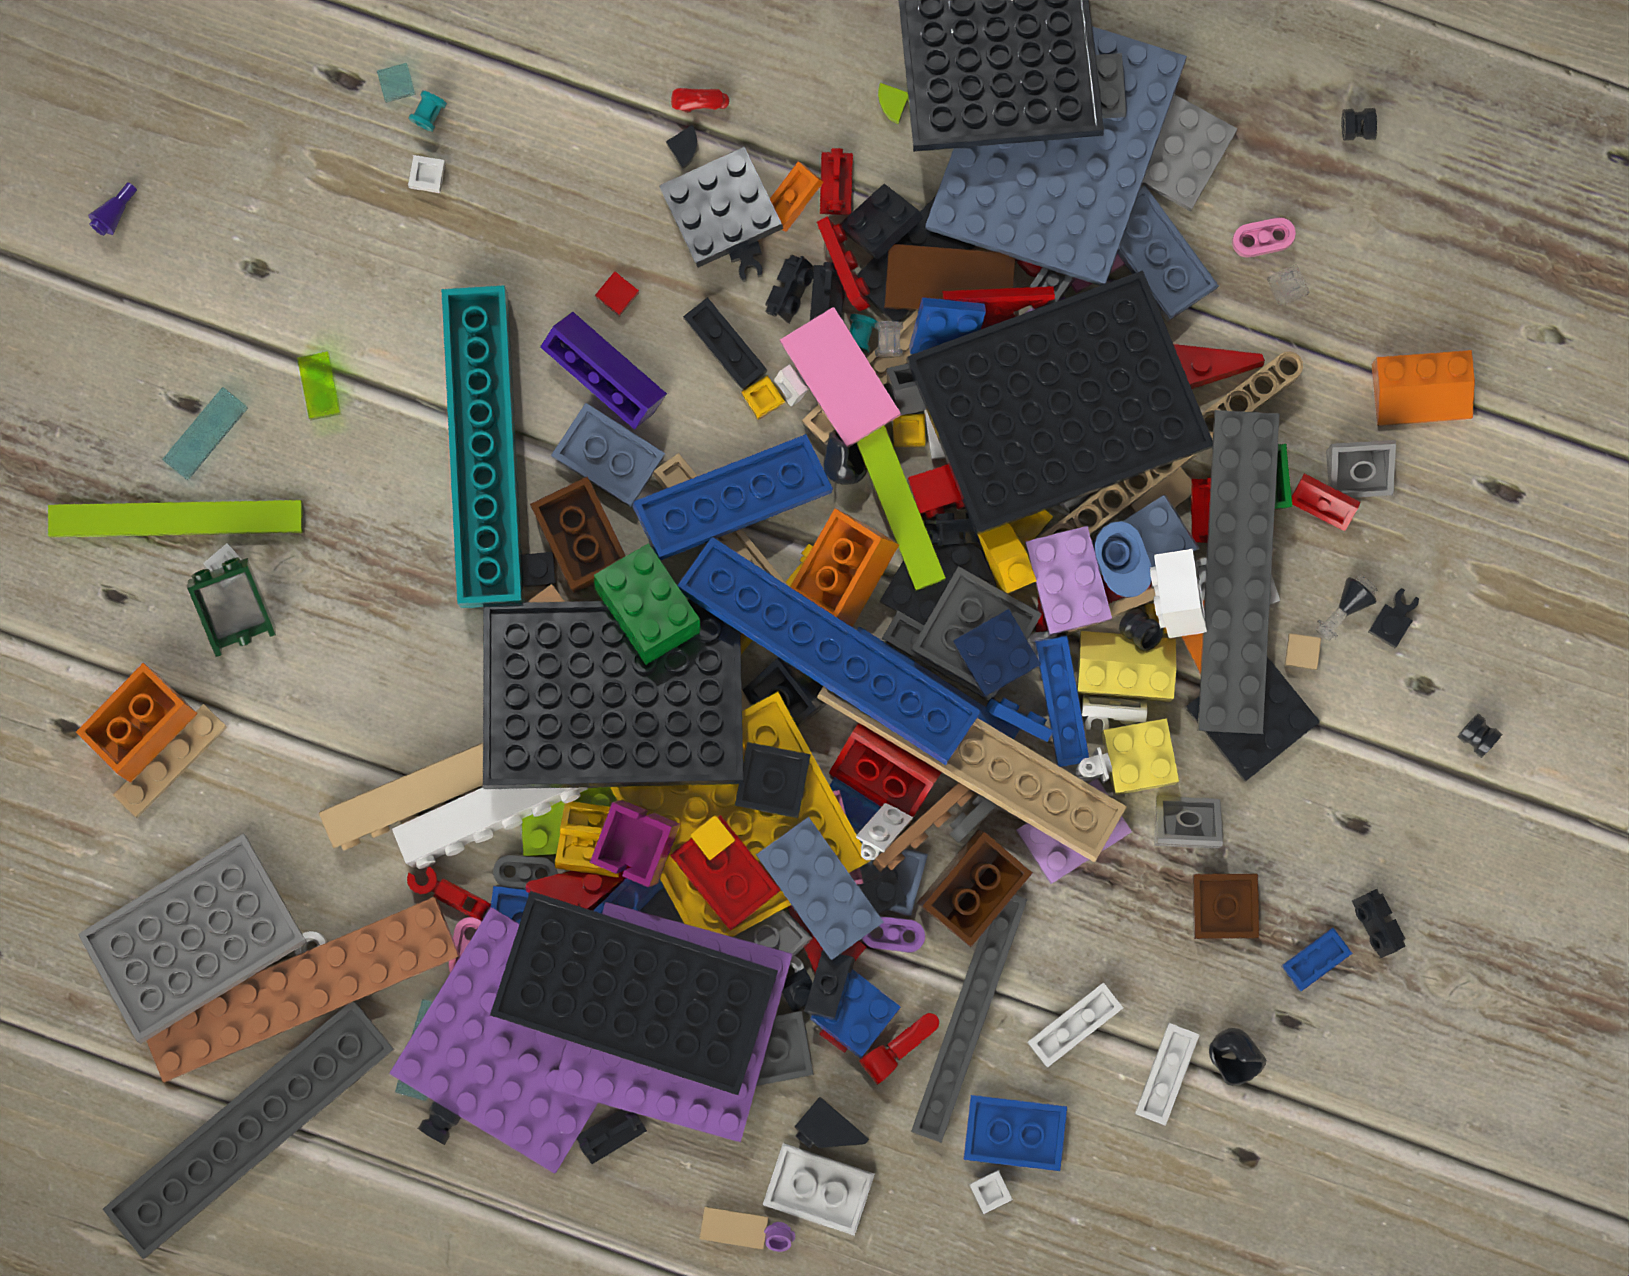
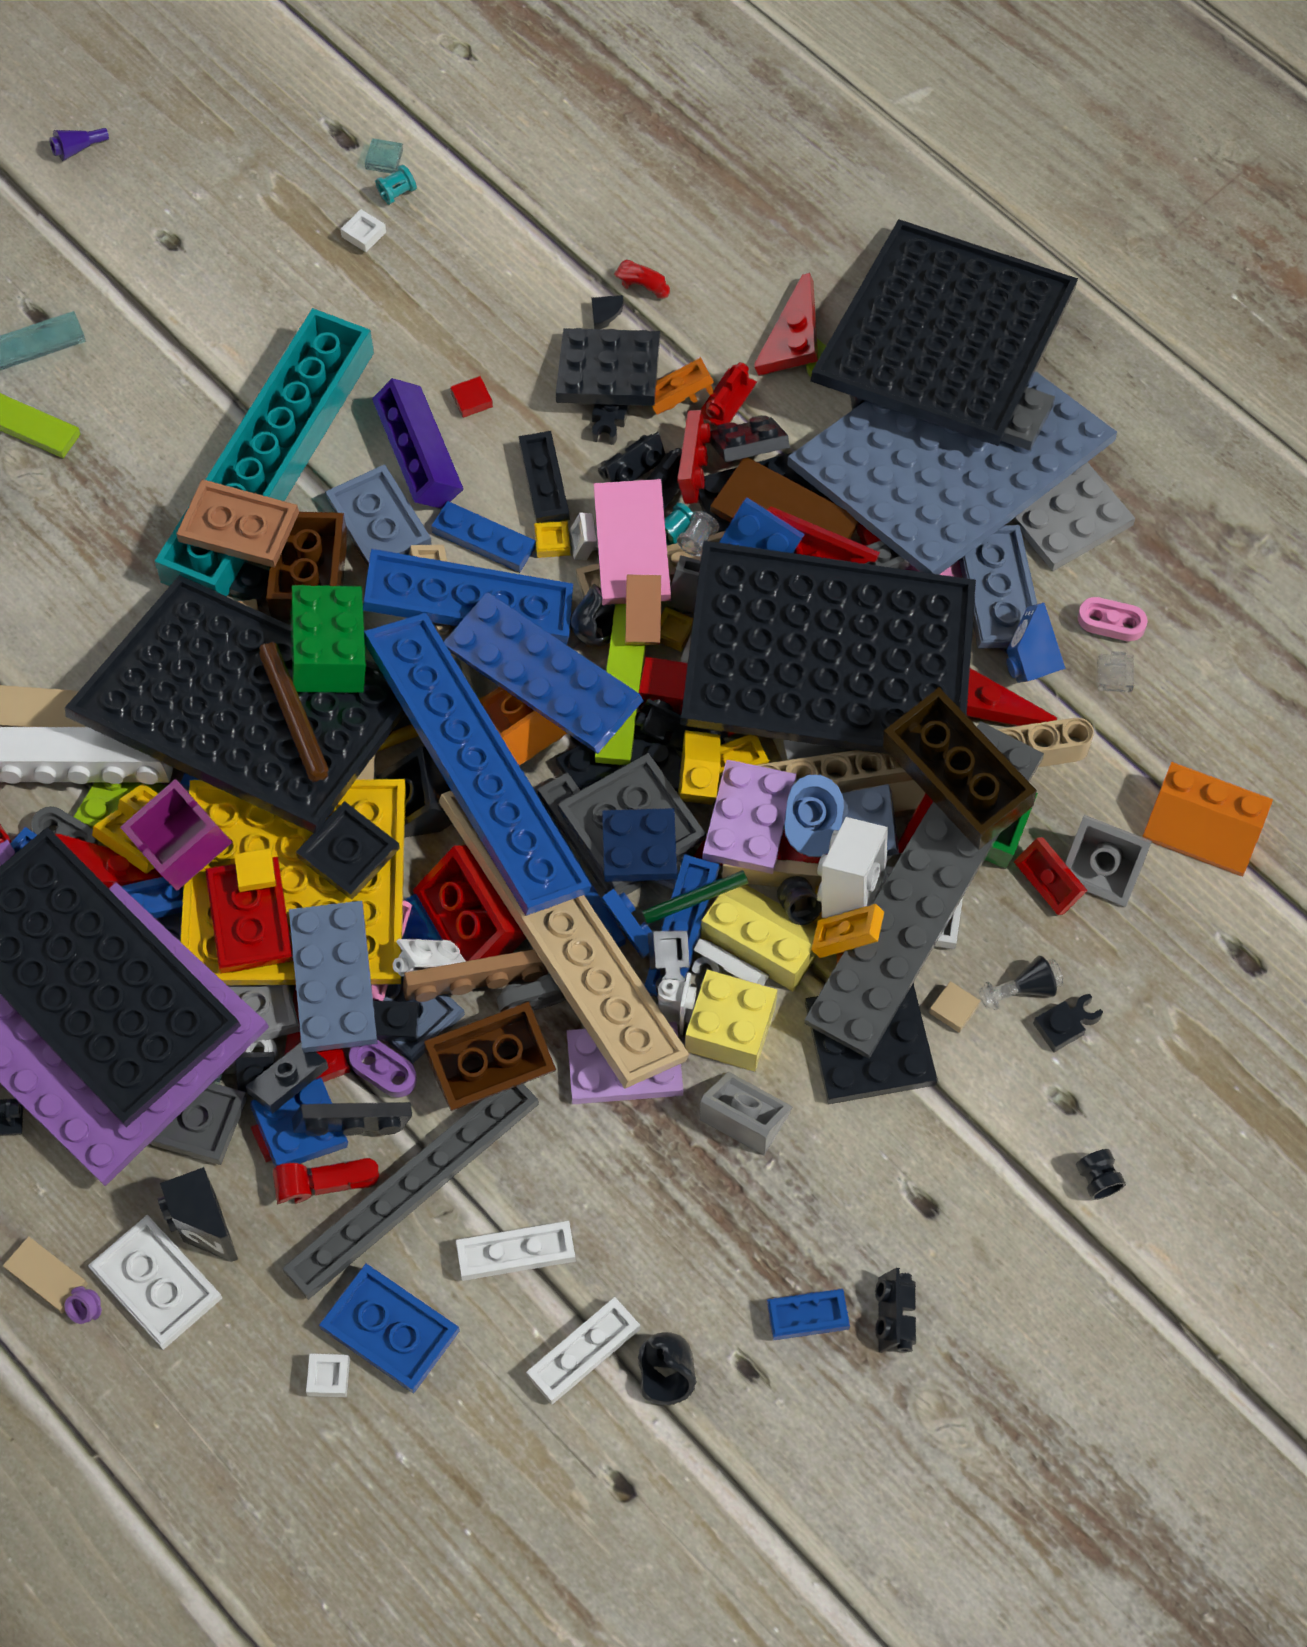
camera: 25 degrees right, 20 degrees down
(319, 385) = (157, 347): clear neon green plate -> none
(509, 536) = (238, 523): none -> nougat plate
(661, 686) = (293, 712): none -> reddish brown axle
(704, 424) = (483, 536): none -> blue plate
(841, 546) = (543, 672): none -> blue plate
(862, 94) = (794, 334): none -> wing
(887, 440) = (643, 609): none -> nougat tile
(899, 993) = (351, 1118): none -> black plate
(1063, 674) = (695, 897): none -> dark green bar
(1067, 734) = (668, 954): none -> plate
(1199, 645) = (847, 930): none -> light orange plate
(1215, 303) = (1034, 647): none -> blue slope
(1225, 471) = (959, 768): none -> dark brown brick
(1225, 906) = (740, 1211): reddish brown plate -> none
(1359, 124) = (1250, 562): black wheel -> none

